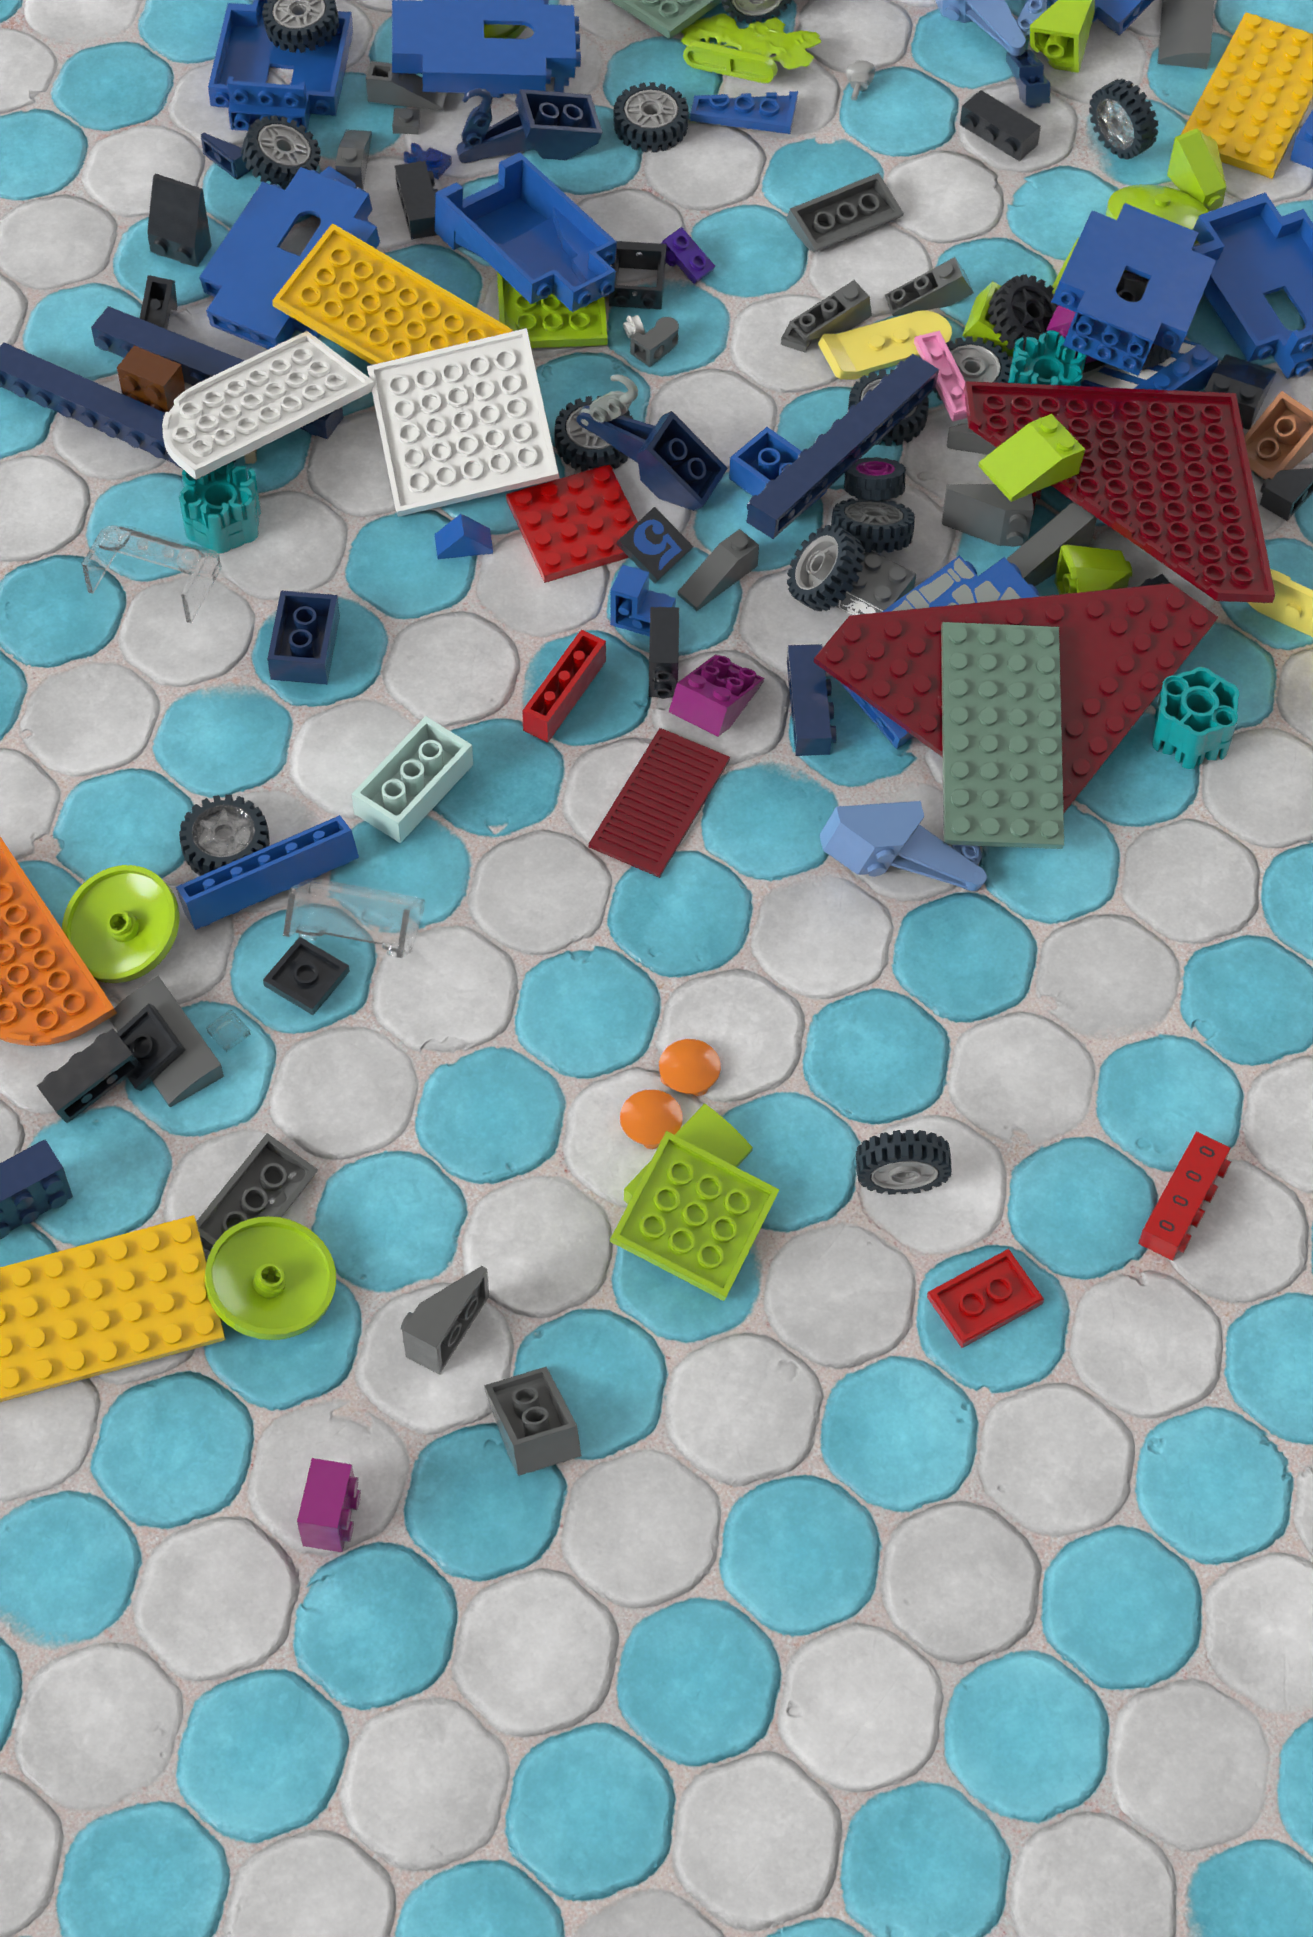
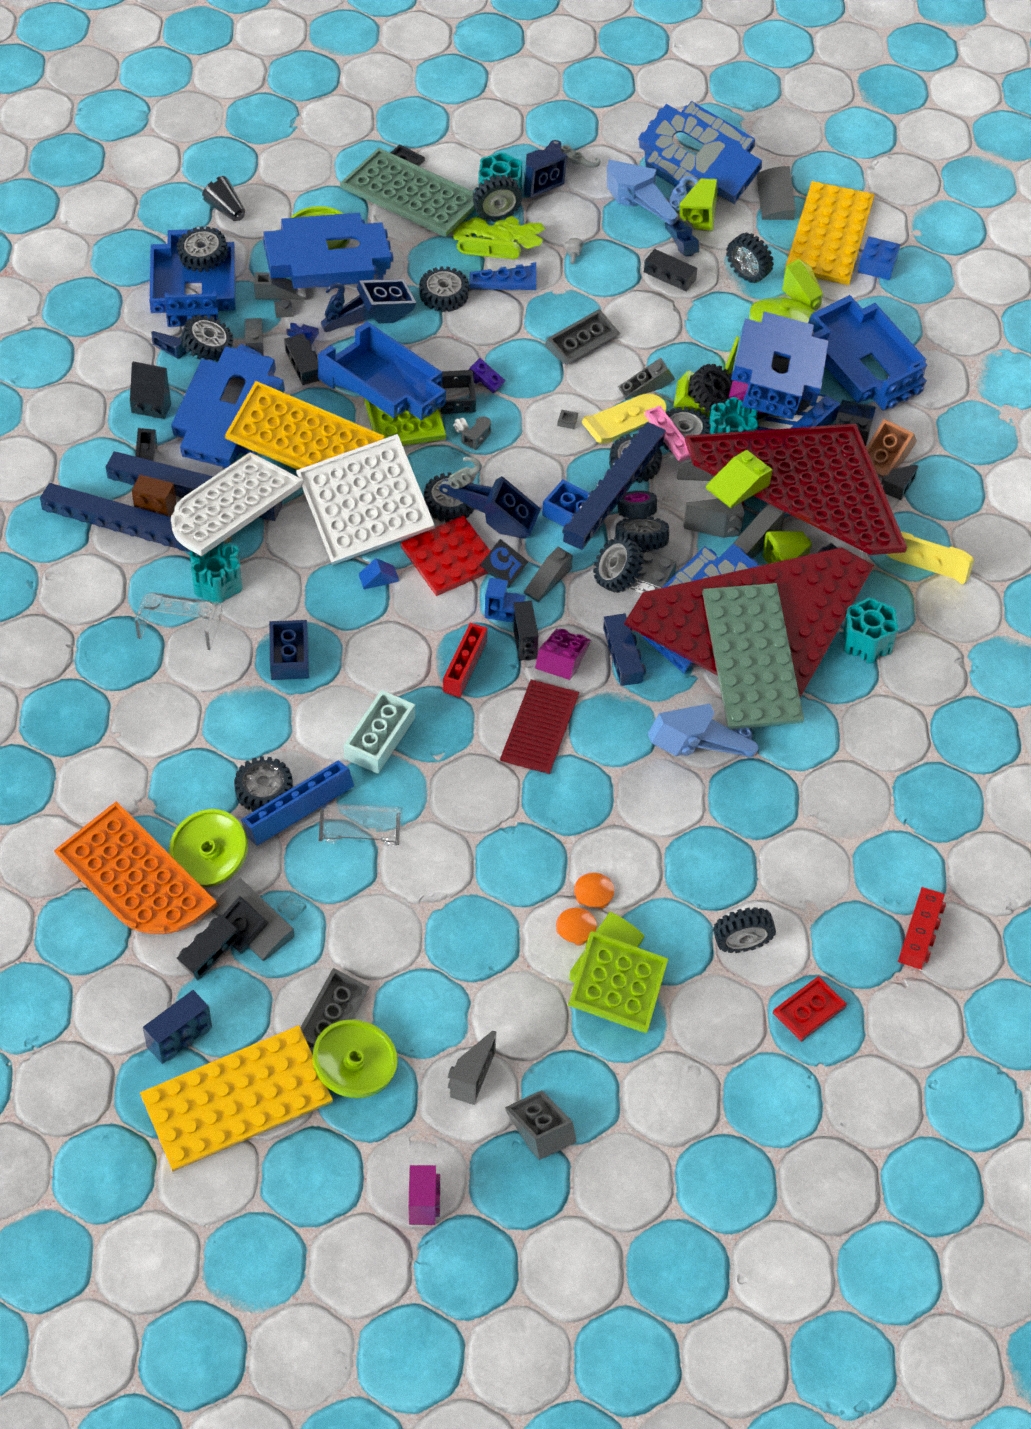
camera: 10 degrees left, 5 degrees down
(306, 975) = (335, 865): black plate -> none
(835, 313) = (589, 402): dark grey slope -> none

